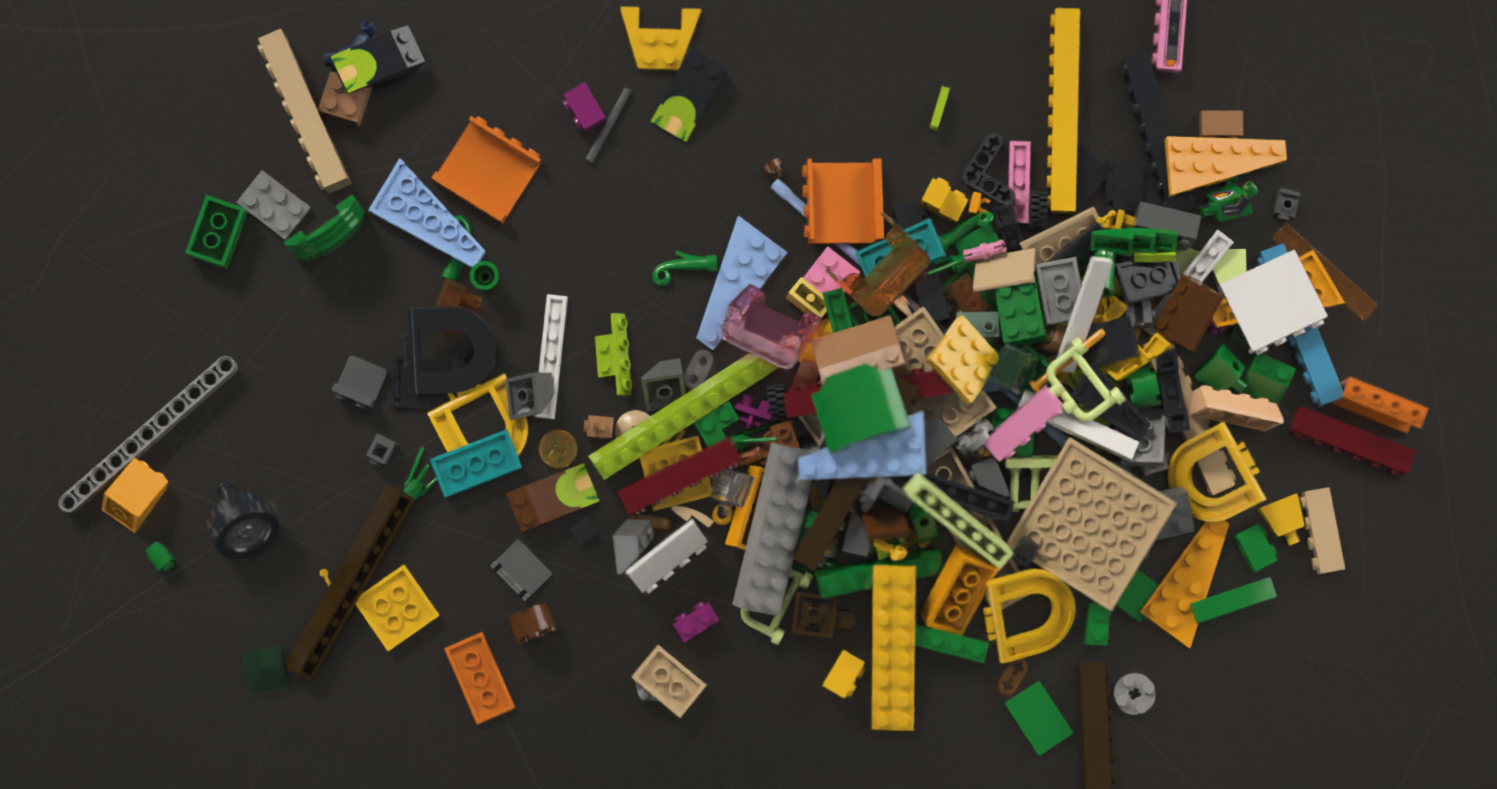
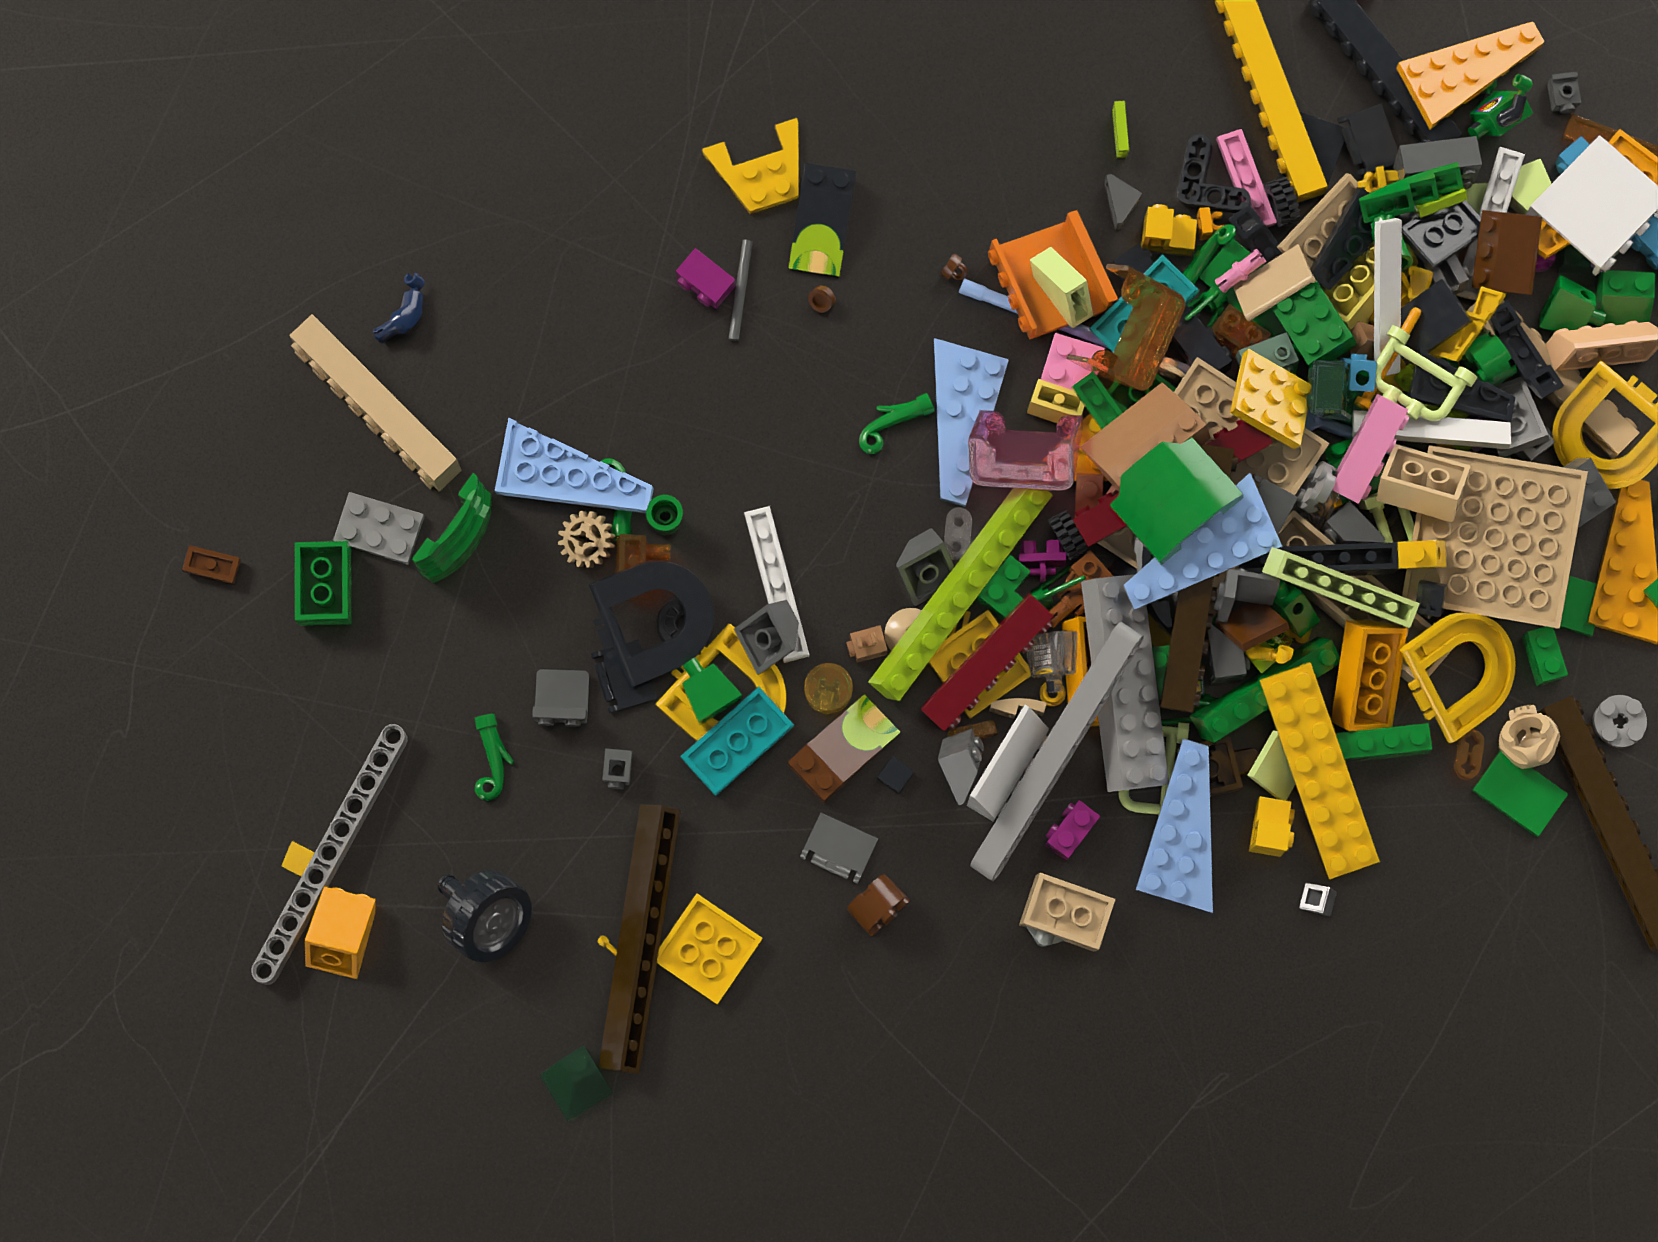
camera: 20 degrees left, 5 degrees down
(124, 428) = (297, 858): none -> yellow slope
(141, 187) = (211, 564): none -> reddish brown plate
(160, 557) = (399, 995): green brick -> none
(297, 403) = (495, 752): none -> green plant
(343, 106) = (417, 372): medium nougat brick -> none
(378, 60) = (441, 310): black slope -> none
(414, 487) = (674, 796): green plant -> none
(430, 267) = (590, 530): none -> tan gear
(468, 418) = (708, 690): none -> green torso
(479, 678) = (839, 995): orange tile -> none
(488, 169) = (618, 393): orange panel -> none
(613, 355) = (850, 554): lime bracket -> none
(666, 154) = (821, 298): none -> reddish brown tile
(704, 561) = (1057, 751): none -> light grey beam
(771, 663) = (1180, 848): none -> light blue wing
(846, 213) = (1063, 286): none -> yellowish green slope
(858, 740) = (1318, 899): none -> flat silver slope
(860, 633) = (1272, 769): none -> yellowish green tile
(919, 163) = (1121, 199): none -> dark grey slope
(1030, 517) = (1421, 554): none -> yellow torso
(1044, 356) = (1357, 363): none -> dark azure bracket
(1052, 464) = (1423, 483): none -> tan slope
(1058, 288) = (1346, 280): light grey tile -> none
(1059, 681) = (1528, 737): none -> tan helmet
(1221, 124) = (1452, 28): medium nougat brick -> none

